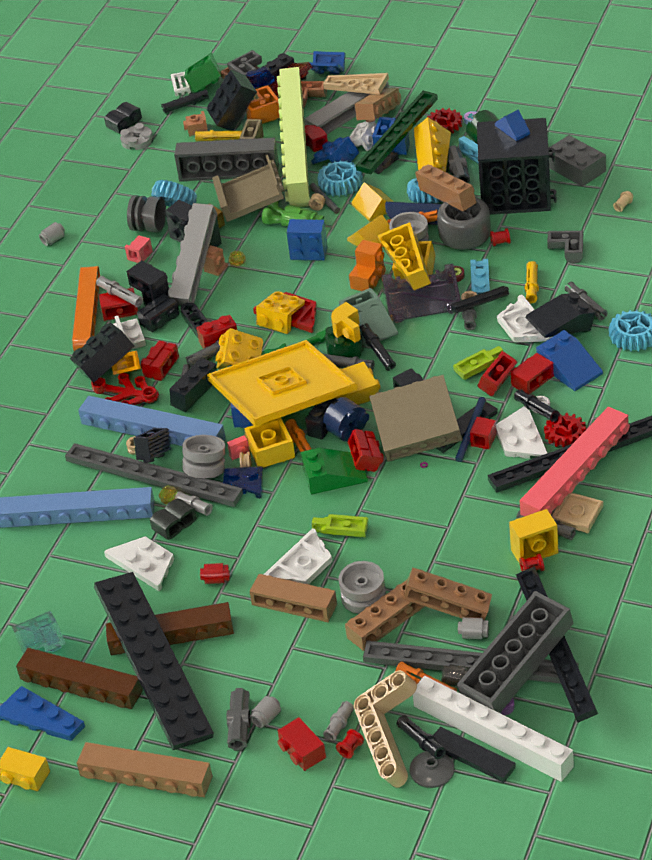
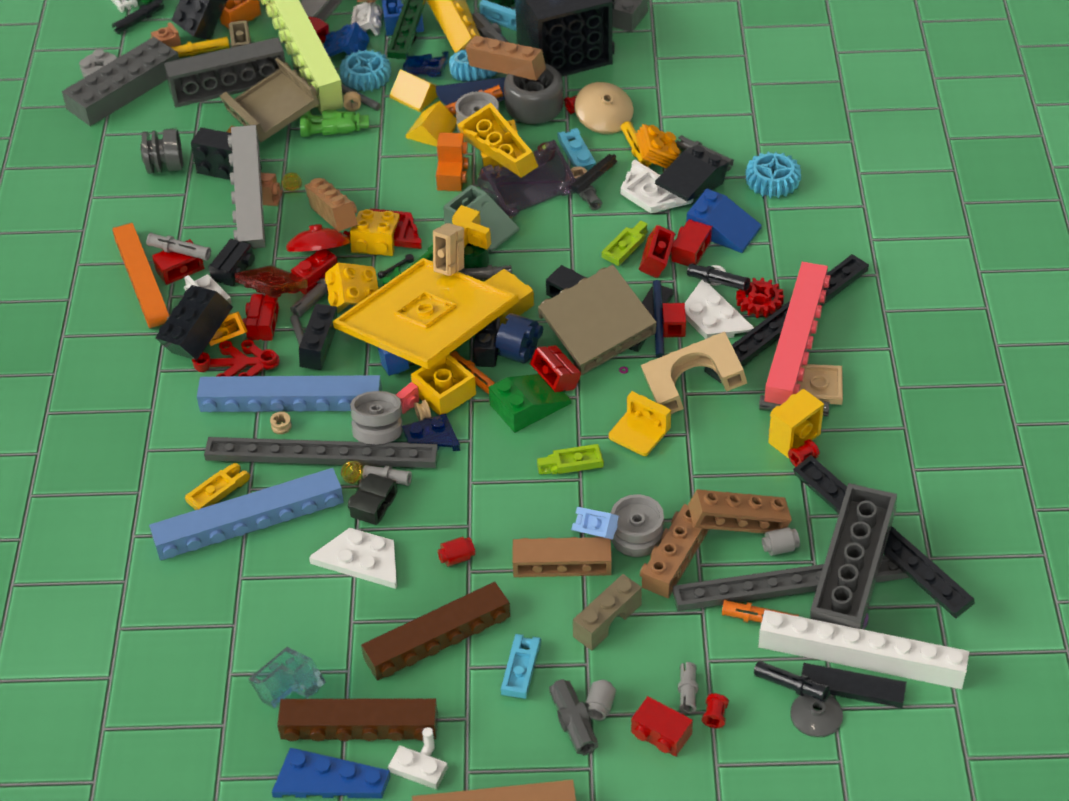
camera: 25 degrees left, 5 degrees up
(52, 234) = (53, 196): light grey brick -> none
(65, 482) = (217, 487): none -> yellow hinge
(109, 725) = (419, 766): none -> white plate
(123, 117) = (73, 46): black brick -> none
(139, 249) = (170, 194): coral brick -> none
(141, 152) = (119, 81): none -> dark grey brick
(148, 280) = (209, 227): black brick -> none
(152, 444) = (307, 417): black brick -> none
(153, 661) = (443, 674): black plate -> none
(173, 192) = (186, 120): medium azure gear -> none
(178, 333) = (271, 281): none -> clear red plate
(196, 314) = (274, 255): black beam -> none
(219, 671) = (520, 666): none -> medium azure plate
(228, 307) = (317, 239): none -> red dish
(253, 281) = (331, 204): none -> medium nougat brick
(290, 651) = (593, 622): none -> dark tan arch
(299, 338) = (409, 258): none -> black hinge
(303, 560) = (549, 511): white wing -> none
(307, 239) = (367, 145): blue brick -> none
(320, 335) = (448, 249): none -> tan brick
(327, 577) = (595, 523): none -> light blue plate
(370, 712) = (743, 686): tan beam -> none
(372, 341) = (500, 244): black pin -> none
(391, 182) = (426, 64): none -> clear blue wing
(410, 512) = (641, 425): none -> yellow bracket
(450, 473) = (712, 352): none -> tan arch
(453, 674) = (793, 600): clear smoke brick -> none
(517, 253) = (603, 115): none -> tan dish
(543, 285) = (657, 146): none -> light orange brick
(570, 241) = (655, 91): dark grey brick -> none
(625, 199) = (687, 36): tan pin -> none

